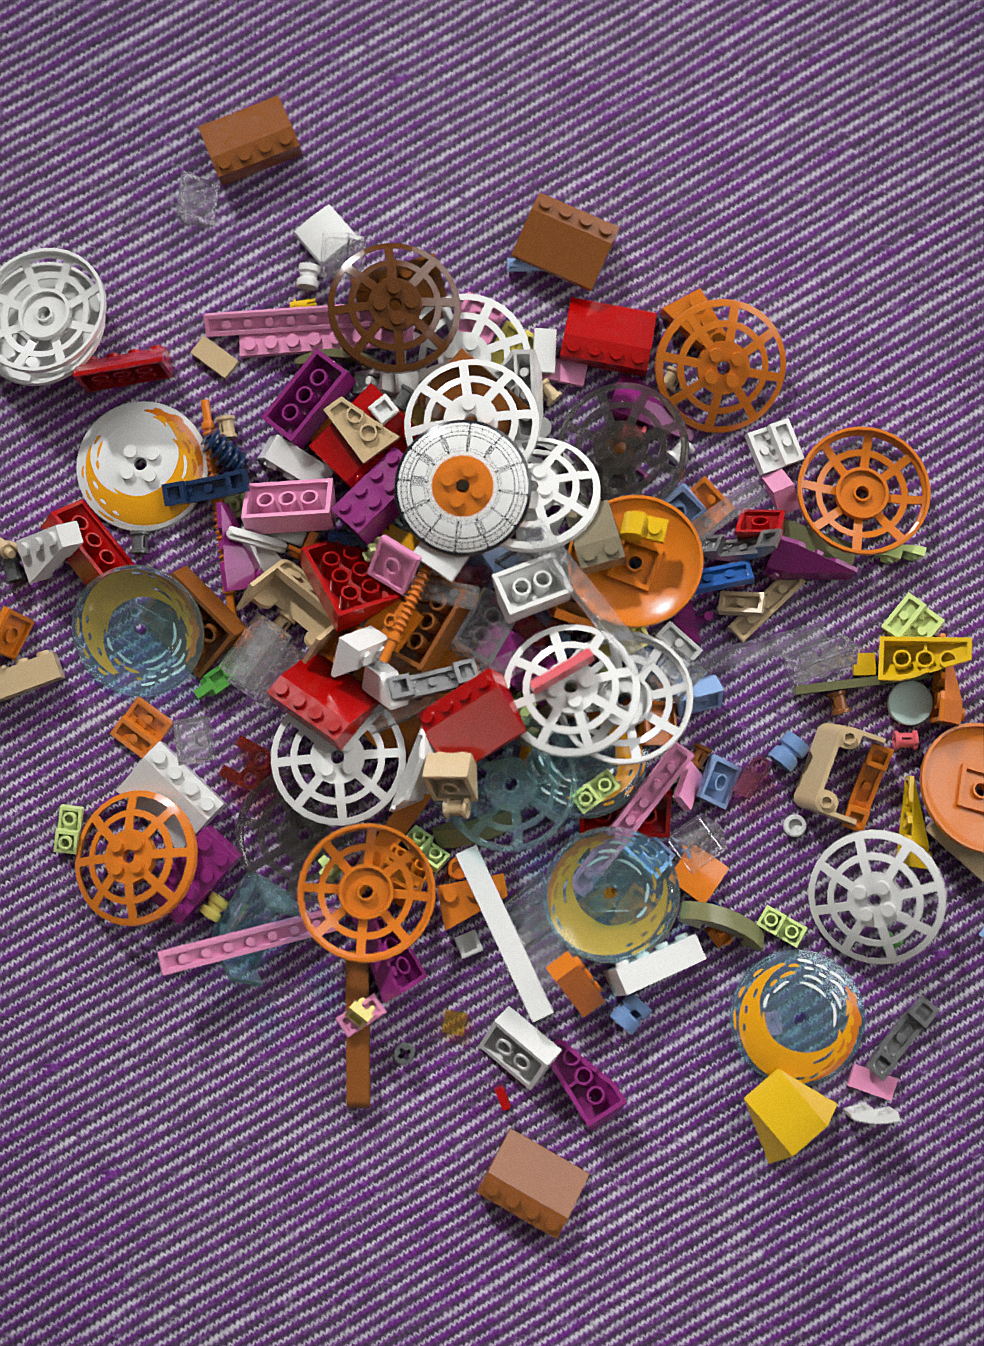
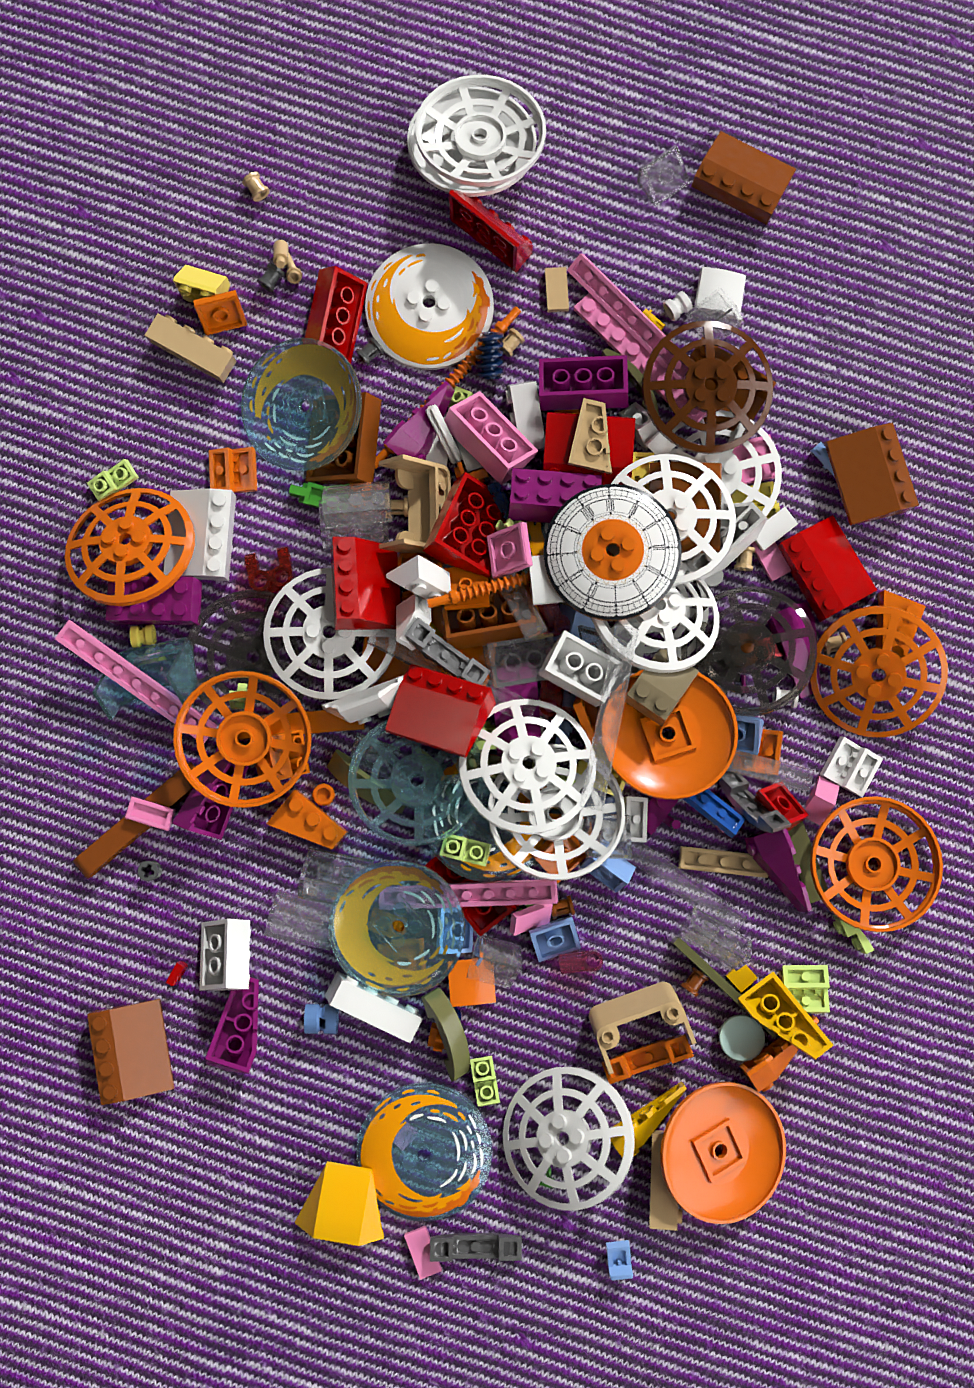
camera: 50 degrees right, 0 degrees up
(48, 549) = (305, 287): white wedge -> none
(194, 740) = (254, 516): clear slope -> none
(206, 488) = (450, 364): dark blue slope -> none
(358, 1014) = (146, 811): light yellow tile -> none
(383, 409) = (622, 444): white tile -> none
(403, 397) = (645, 451): dark grey bush -> none
(436, 856) = (317, 764): yellowish green slope -> none
(451, 776) = (383, 729): tan slope -> none
(454, 1022) = (204, 889): clear yellow tile -> none
(456, 808) = (363, 753): tan bush -> none
(468, 944) = (272, 850): white tile -> none
(504, 933) = (299, 871): white tile -> none
(562, 671) = (534, 745): coral tile -> none
(576, 983) = (307, 958): orange brick -> none
(639, 526) = (698, 712): yellow brick -> none
(741, 603) = (708, 842): tan plate -> none
(790, 749) = (624, 974): medium blue wheel -> none
(794, 825) = (571, 1026): white tile -> none
(865, 1113) = (391, 1267): white slope -> none
(905, 740) = (709, 1058): coral bush -> none

